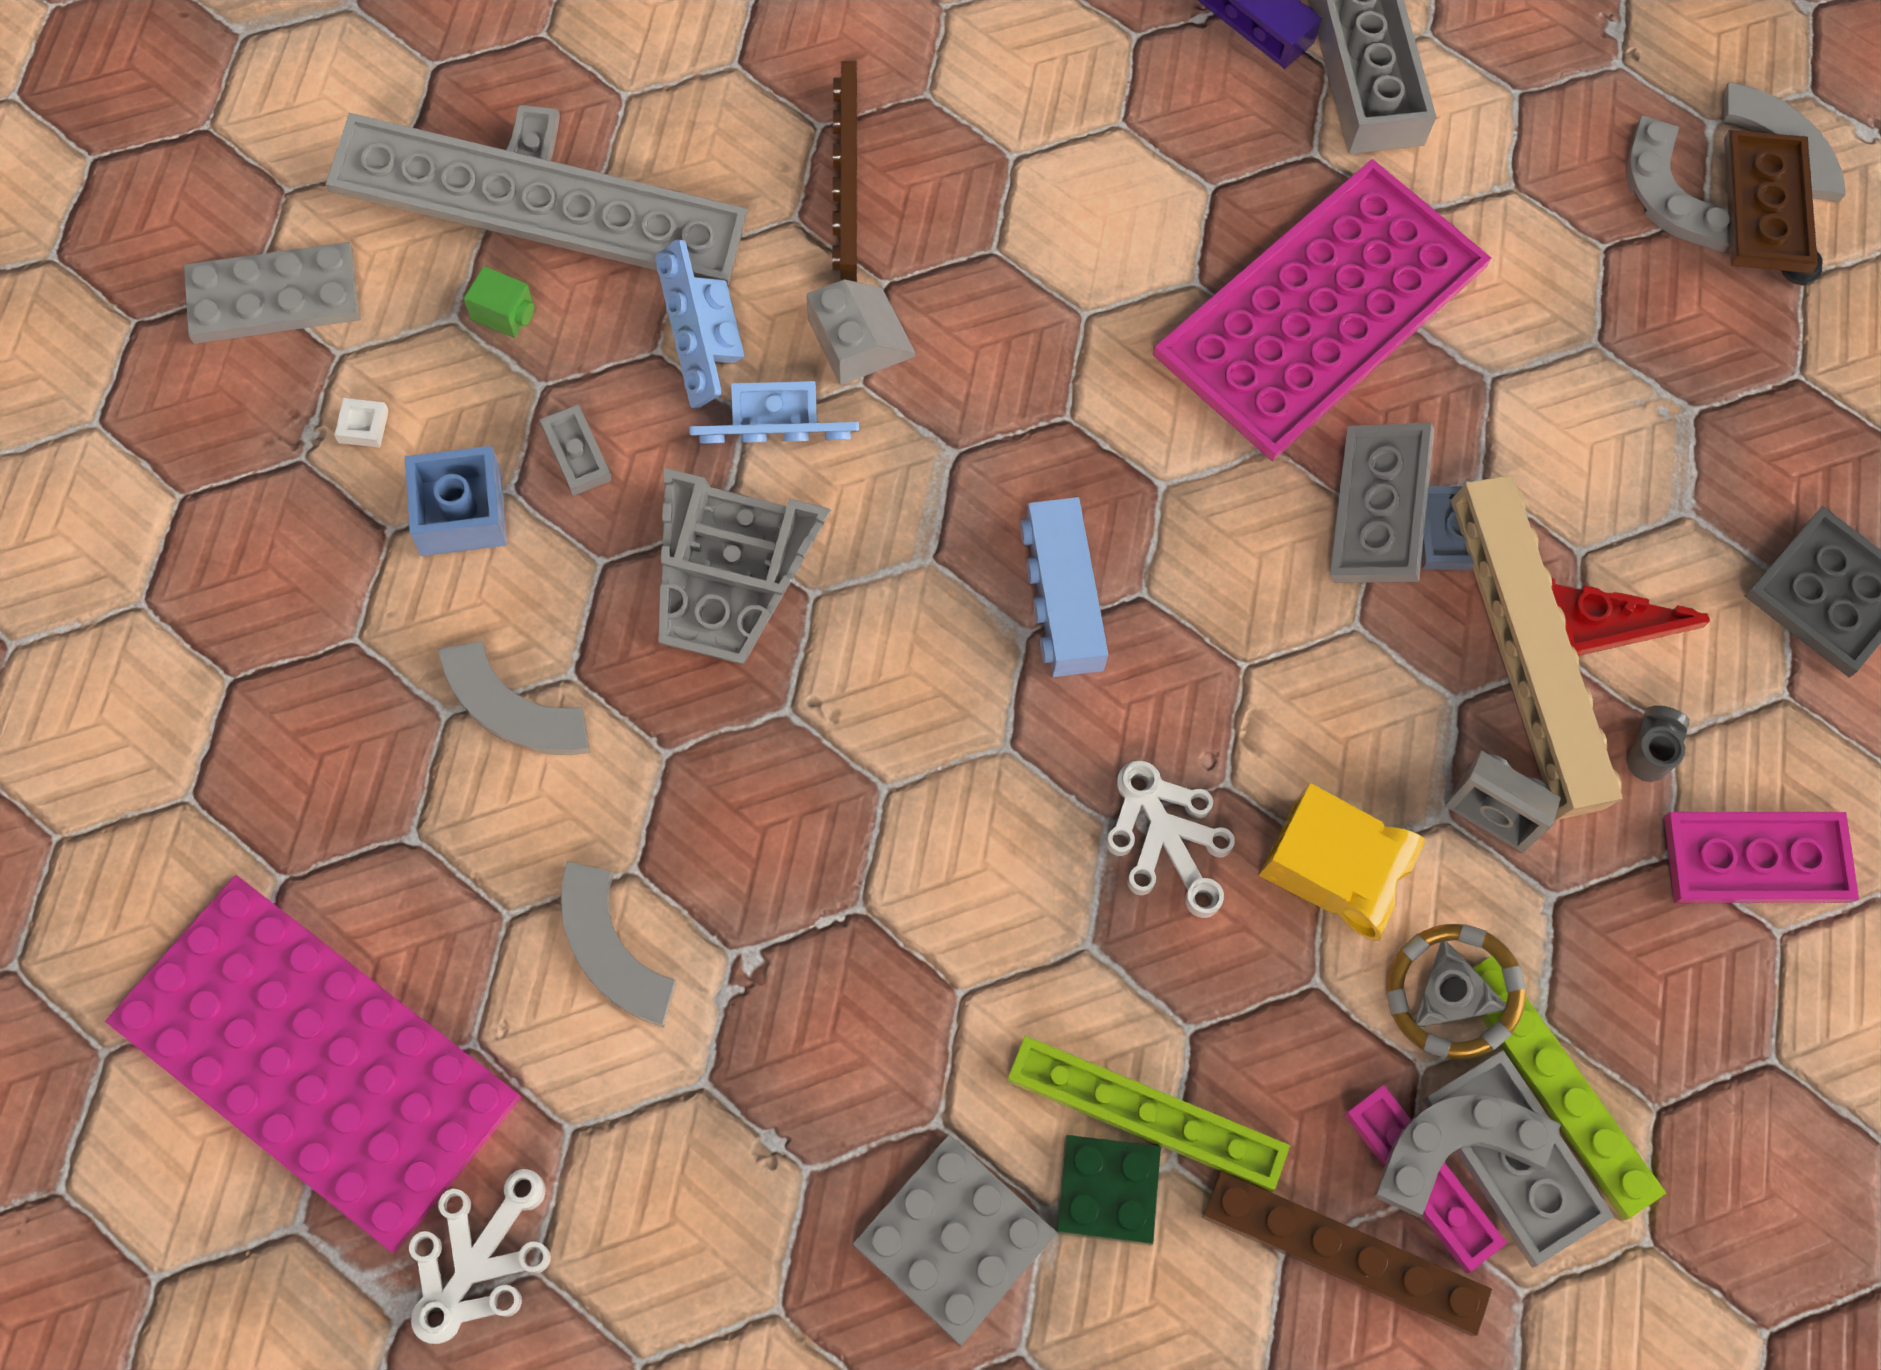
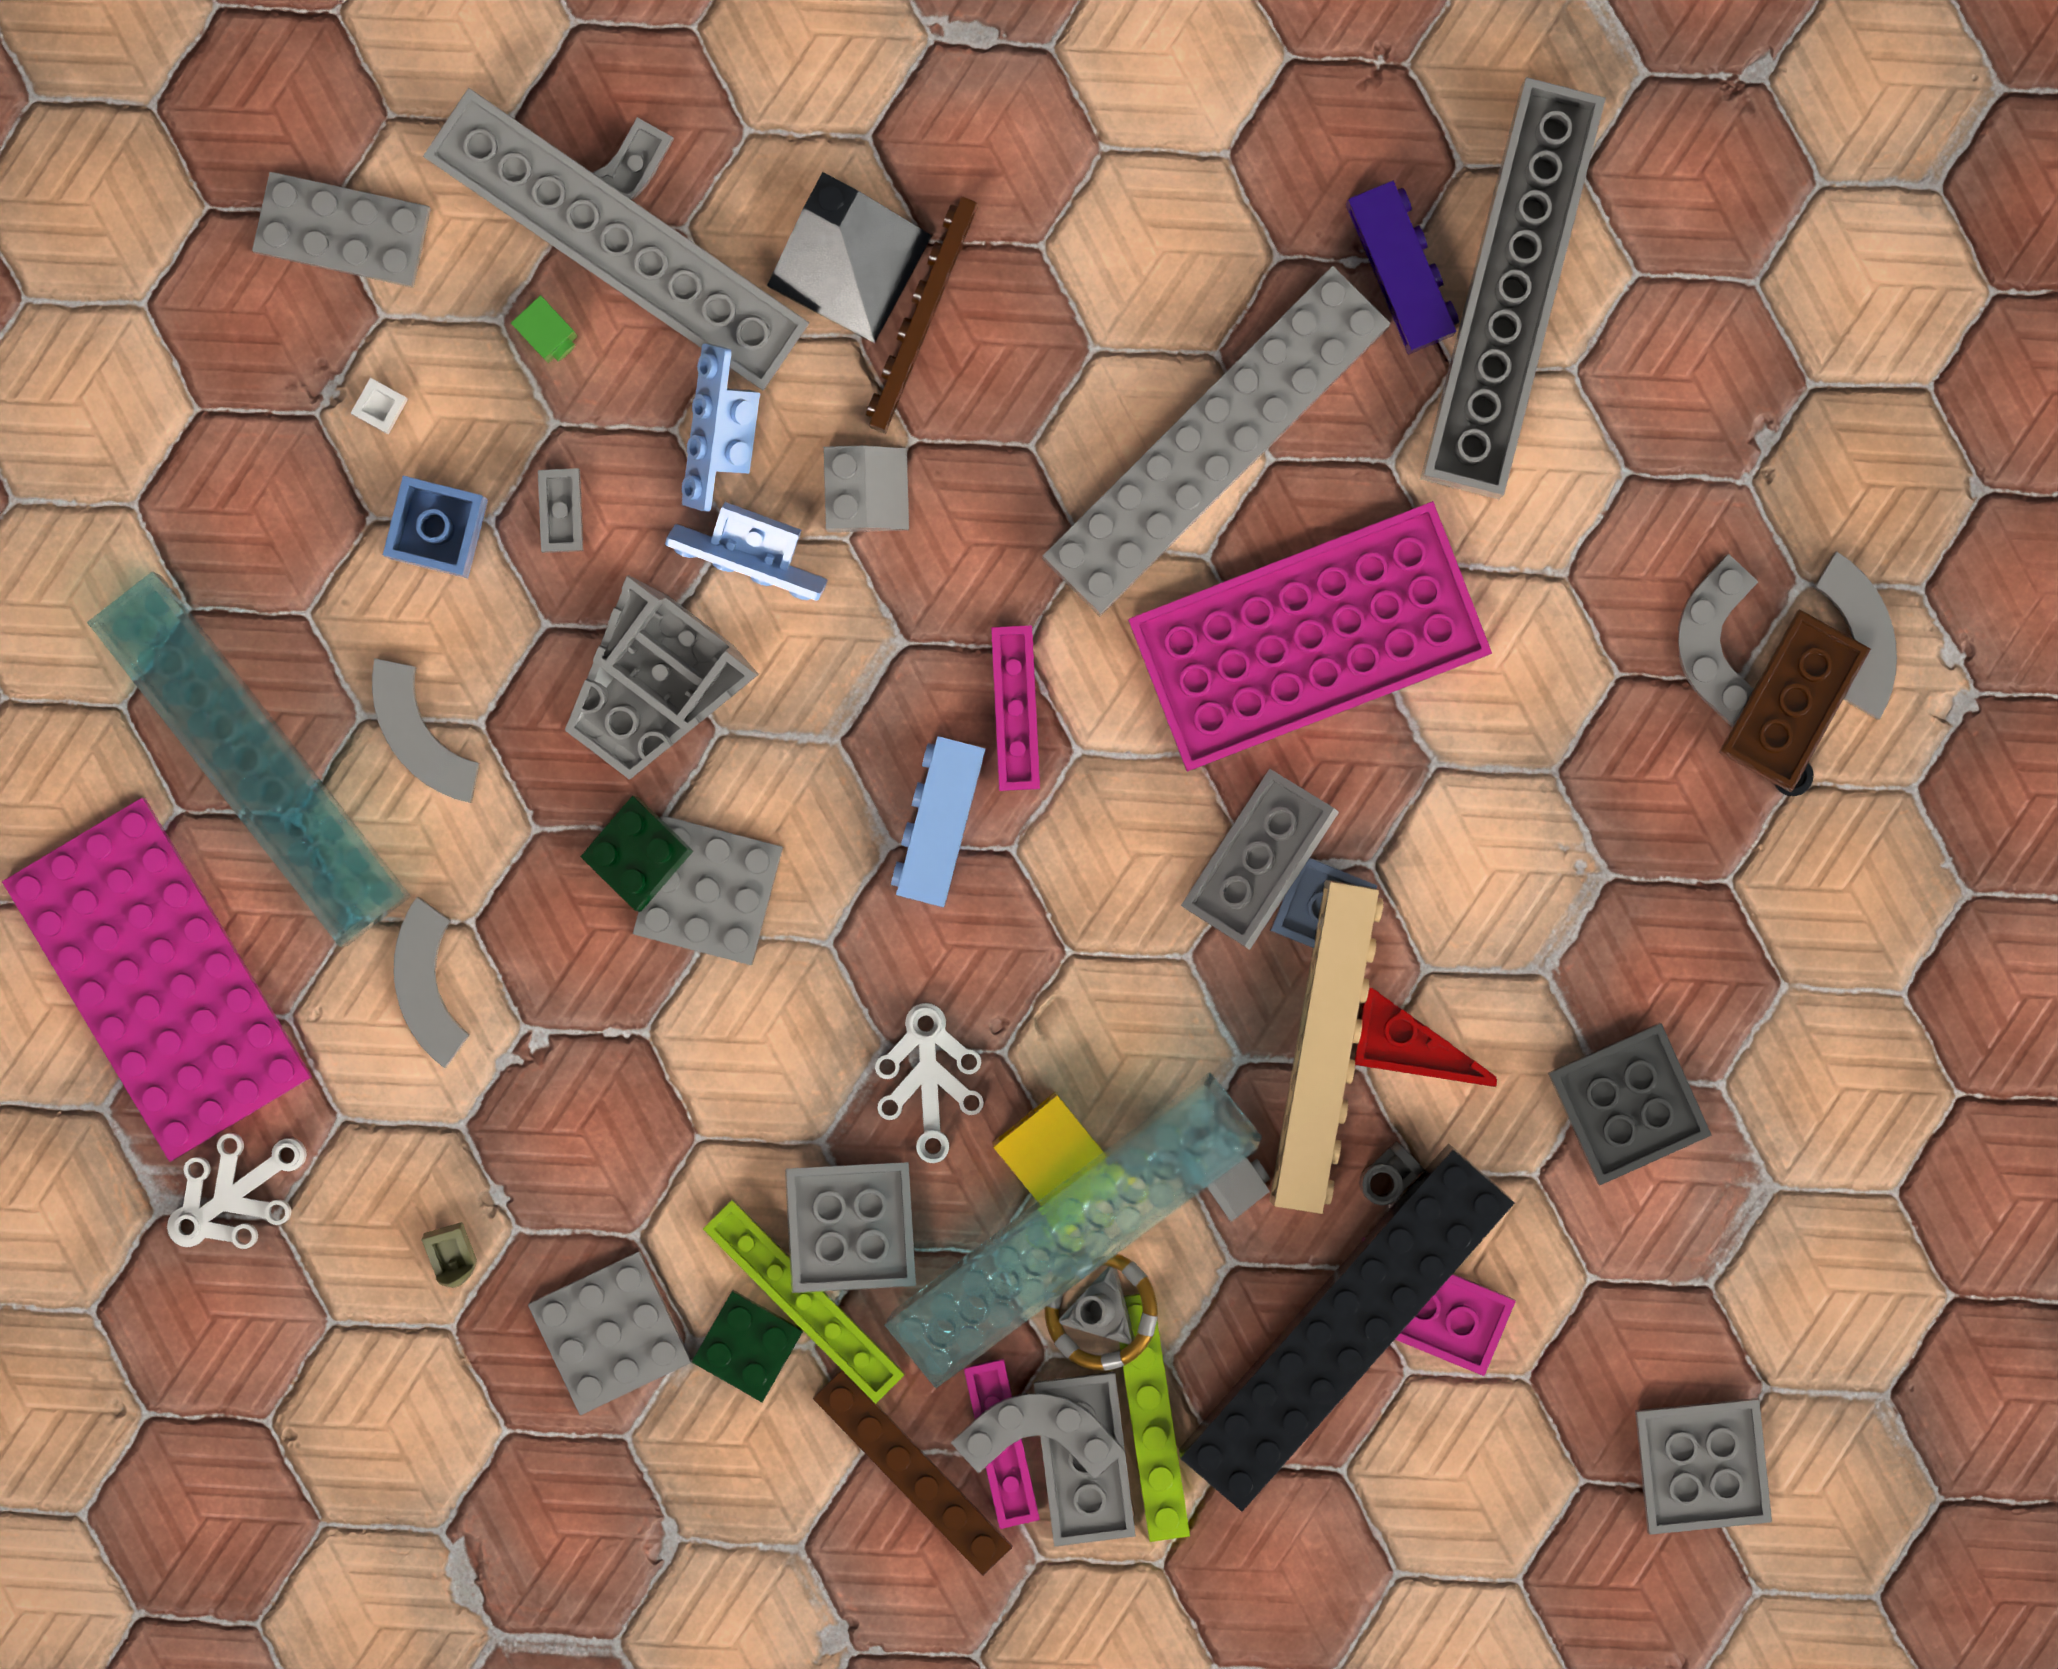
camera: 25 degrees right, 20 degrees up
(341, 788) = (249, 759): none -> clear light blue brick
(745, 1223) = (450, 1254): none -> olive plate
(759, 150) = (848, 258): none -> slope
(779, 728) = (636, 853): none -> dark green plate
(865, 742) = (715, 895): none -> light grey plate
(1088, 463) = (1015, 708): none -> dark pink plate
(1156, 184) = (1216, 441): none -> light grey brick
(1161, 1012) = (850, 1227): none -> light grey plate
(1398, 905) = (1073, 1230): none -> clear light blue brick
(1705, 908) = (1345, 1327): none -> black brick

